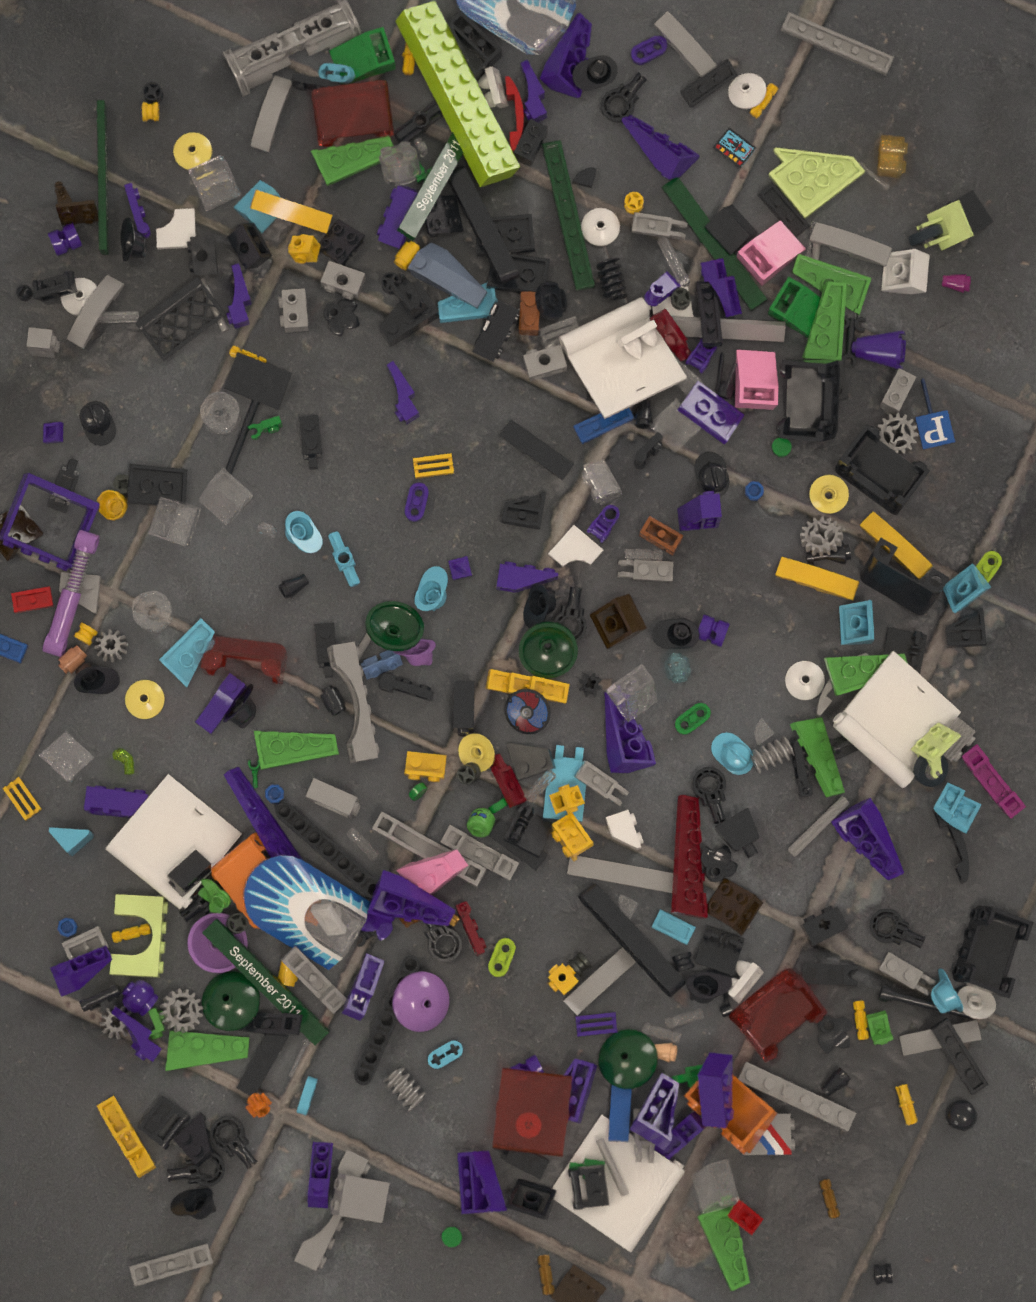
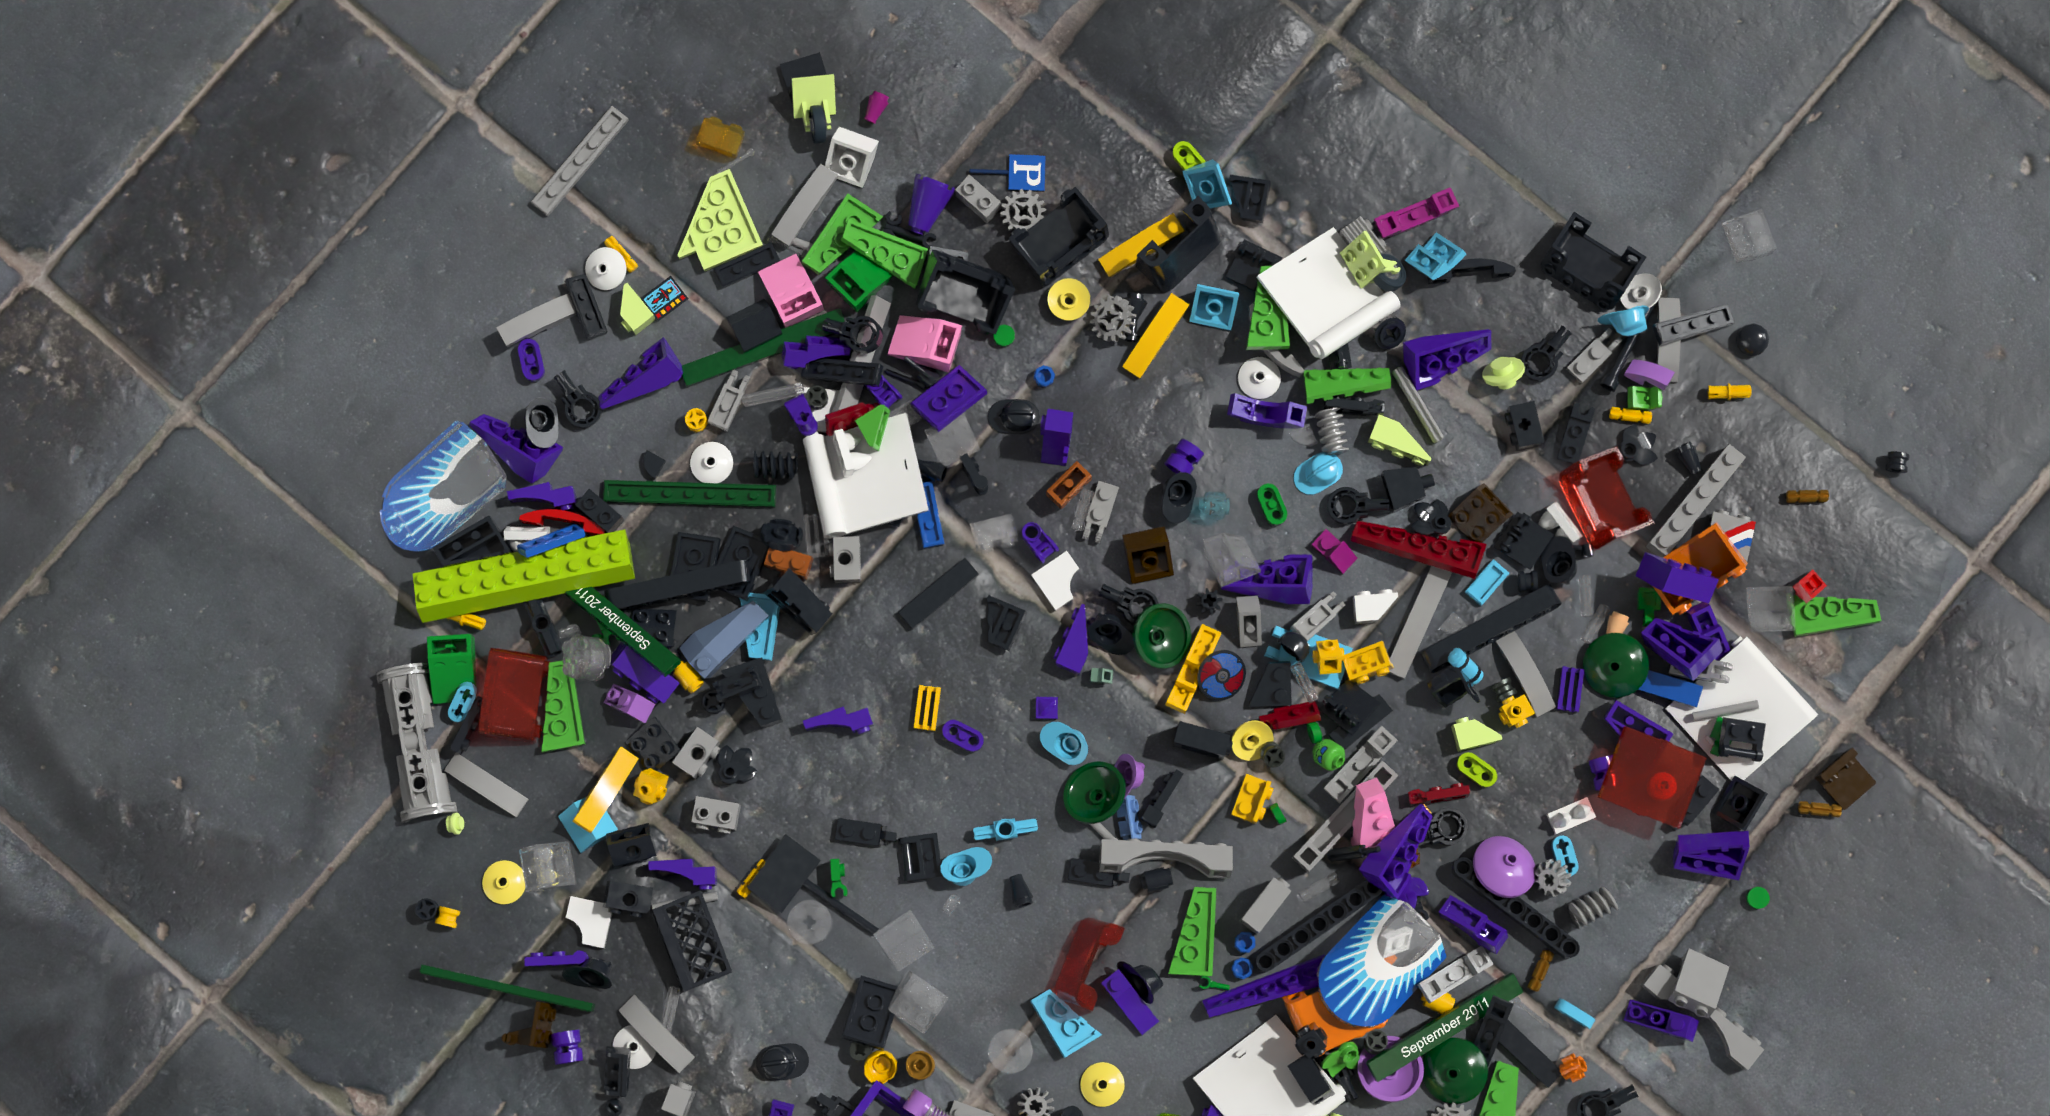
camera: 75 degrees left, 0 degrees up
(122, 538) = (920, 1065): none -> pearl gold wheel
(221, 863) = (1314, 1034): none -> black brick
(231, 96) = (455, 823): none -> yellowish green plate
(297, 790) = (1244, 942): none -> blue tile
(304, 499) = (928, 857): none -> black plate
(339, 1057) = (1540, 970): none -> pearl gold axle
(371, 212) = (629, 703): none -> medium lavender slope
(398, 861) = (1351, 852): none -> black axle
(422, 1046) = (1560, 881): none -> light grey gear
(482, 1052) = (1571, 815): none -> white tile
(493, 107) = (550, 540): none -> blue tile
(500, 607) = (1101, 676): none -> sand green piece
(532, 945) = (1473, 734): none -> yellowish green slope
(570, 767) = (1295, 645): none -> black hair
(576, 918) = (1456, 680): none -> black piece
(582, 723) = (1249, 621): none -> light grey slope
(665, 784) = (1334, 551): none -> magenta slope
(666, 352) = (873, 425): none -> bright green slope
(715, 124) = (634, 312): none -> yellowish green slope
(746, 313) = (850, 330): none -> black pin
(772, 691) = (1268, 414): none -> dark purple arch
(782, 810) = (1394, 437): none -> yellowish green slope
(867, 894) = (1503, 372): none -> yellowish green piece
(868, 784) = (1398, 331): none -> black gear
(903, 1027) = (1646, 371): none -> medium lavender slope

